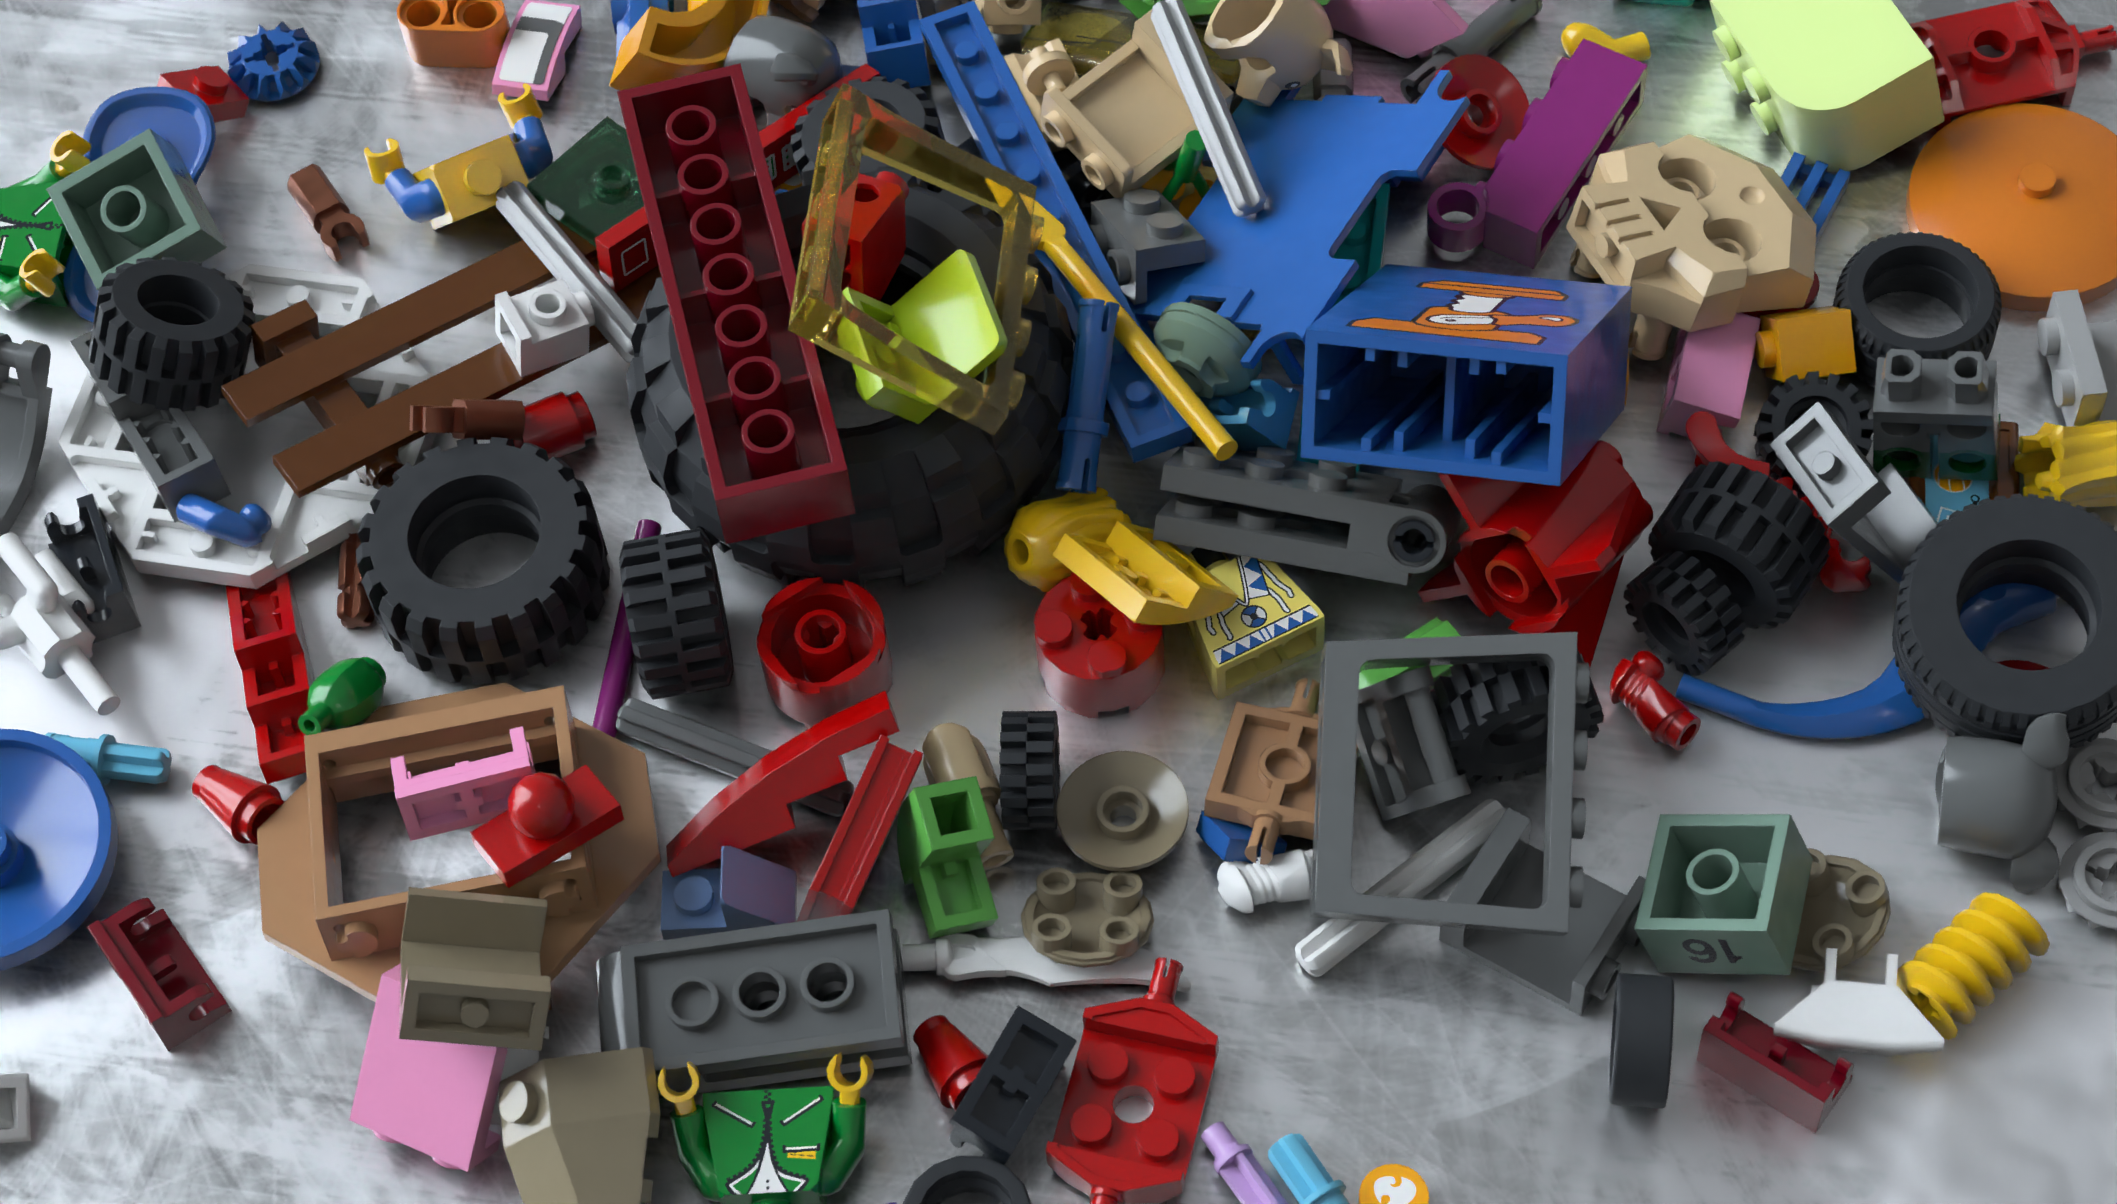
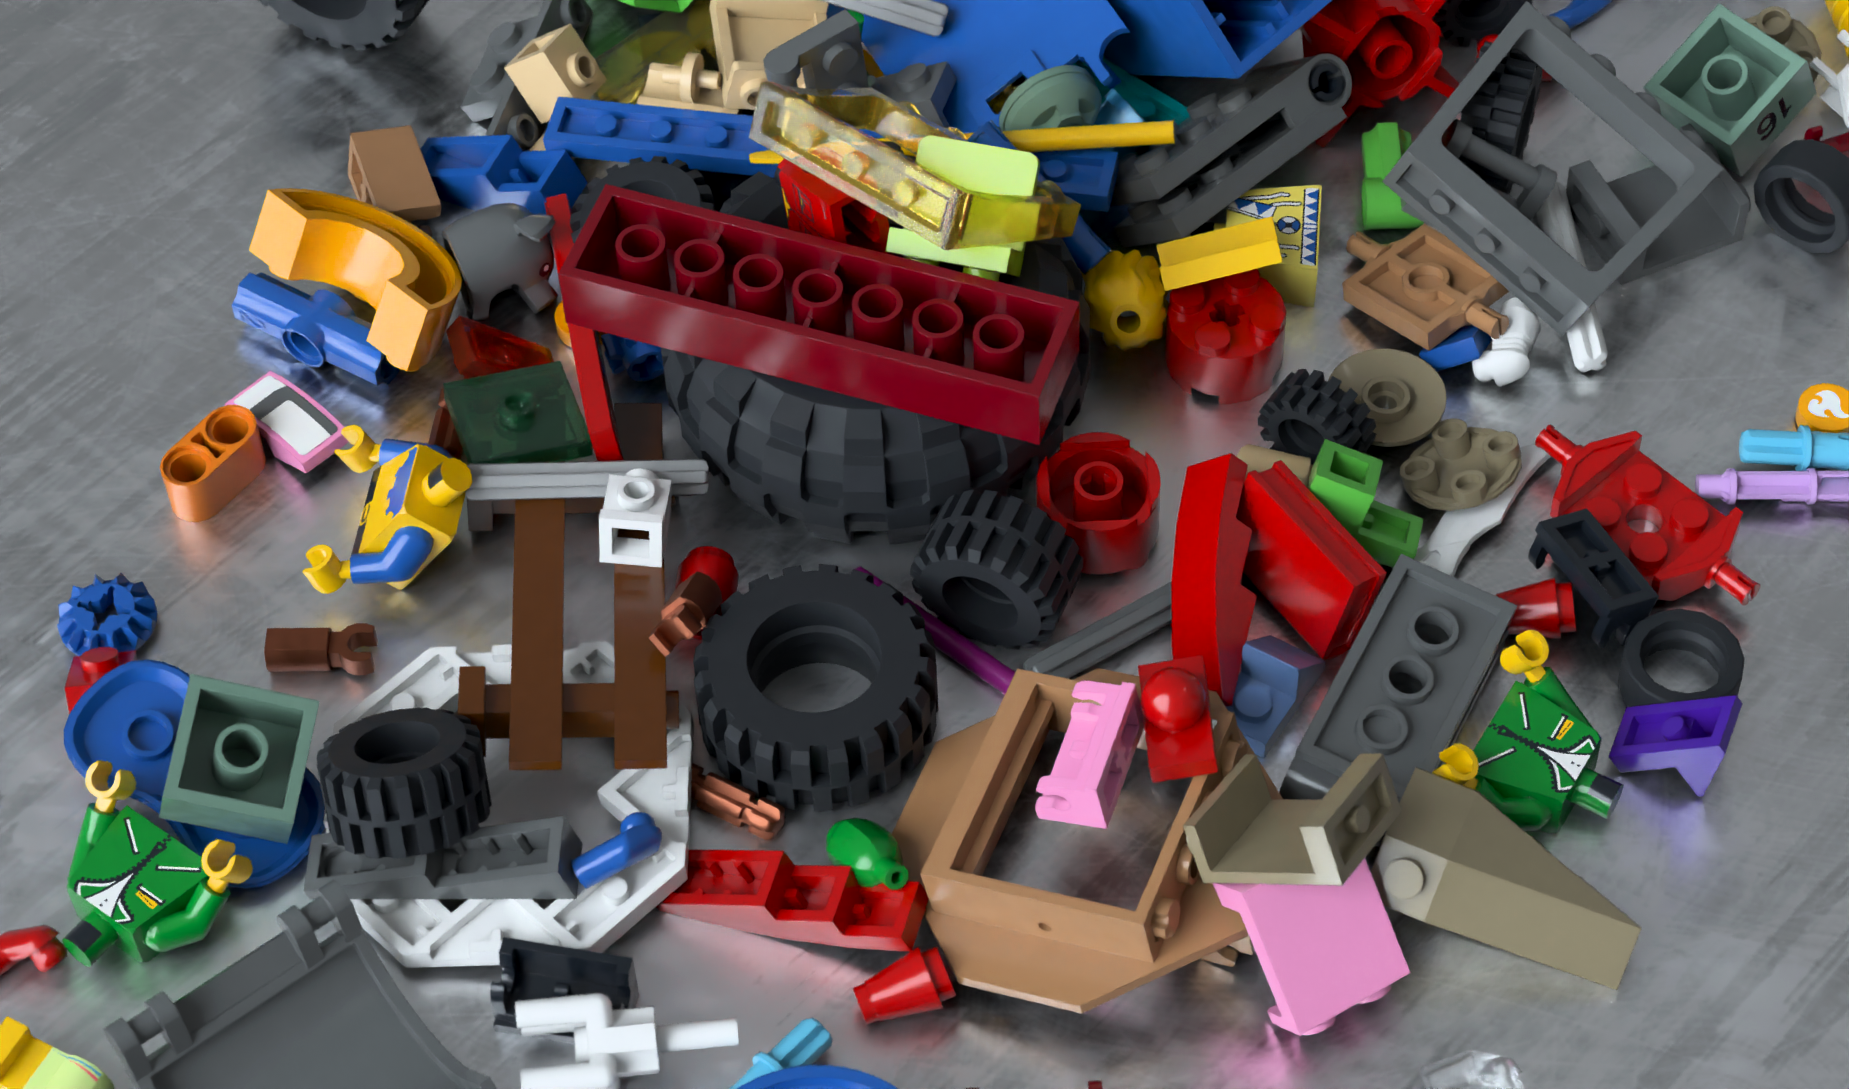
camera: 60 degrees left, 5 degrees down
(1088, 150) = (827, 54): none -> dark grey plate

